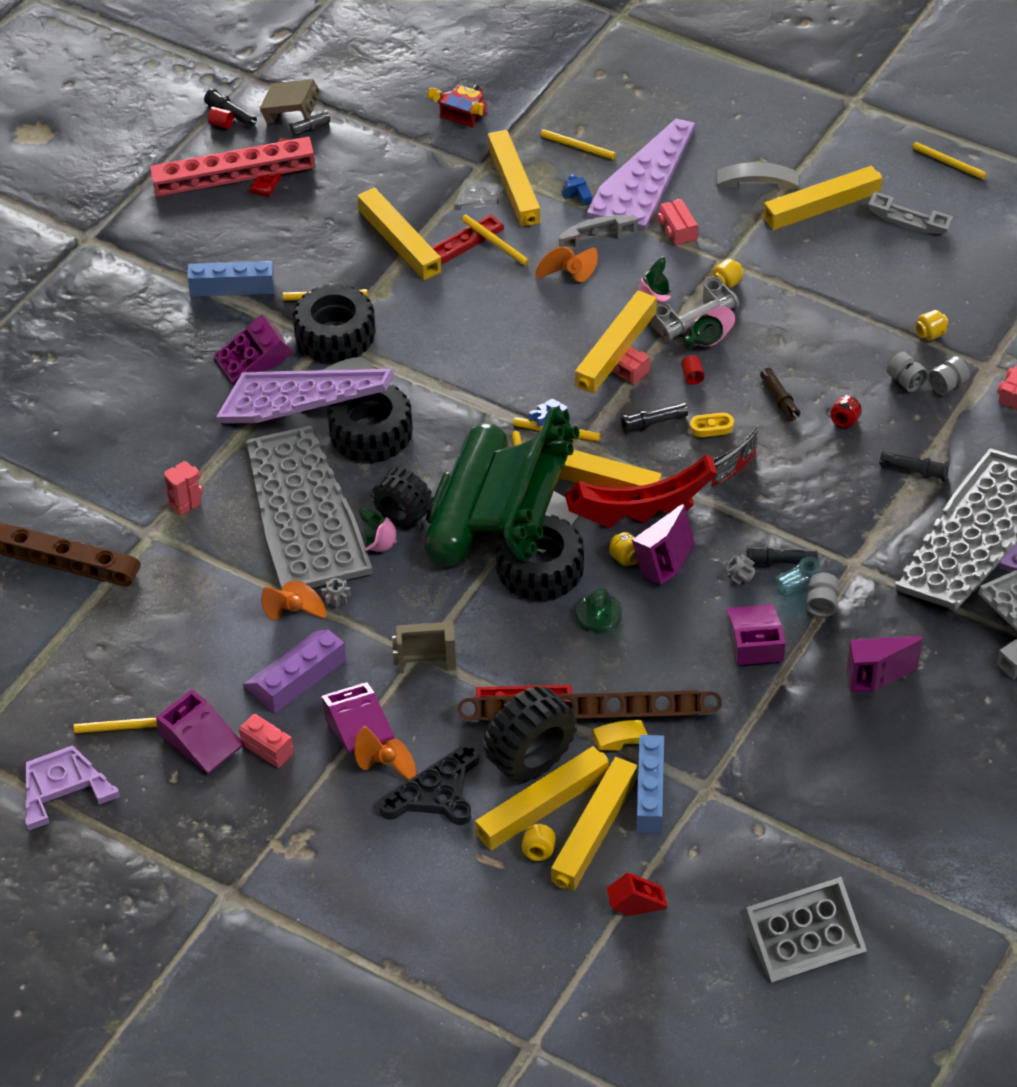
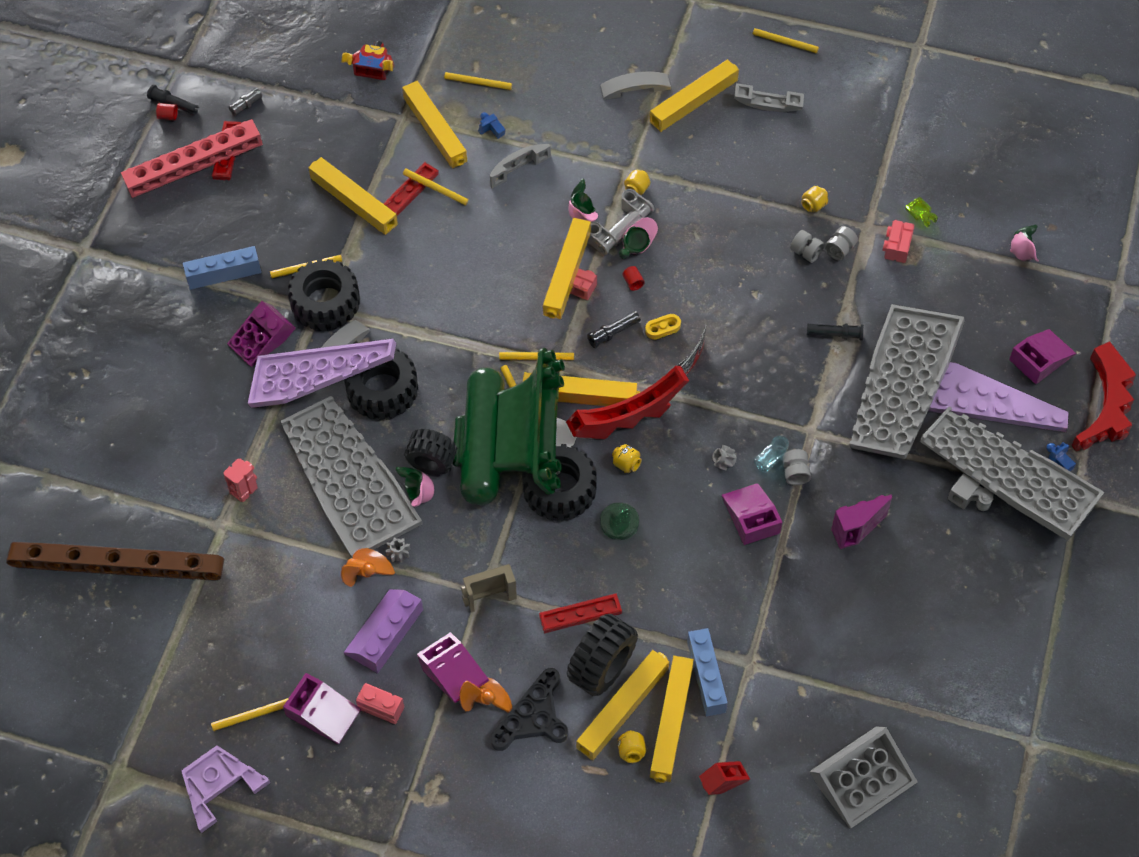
camera: 15 degrees left, 10 degrees up
(290, 97) = (223, 83): dark tan panel -> none
(479, 194) = (408, 144): clear wing -> none
(542, 411) = (526, 340): plate -> none
(563, 258) = (511, 197): orange piece -> none
(595, 704) = (641, 609): reddish brown beam -> none
(617, 734) = (668, 631): yellow slope -> none
(644, 178) = (539, 109): lavender wing -> none
(664, 546) = (658, 452): magenta slope -> none
(678, 222) = (583, 141): coral brick -> none
(770, 555) = (744, 438): black pin -> none
(783, 399) = (714, 291): dark brown pin -> none
(845, 411) = (768, 293): red head -> none

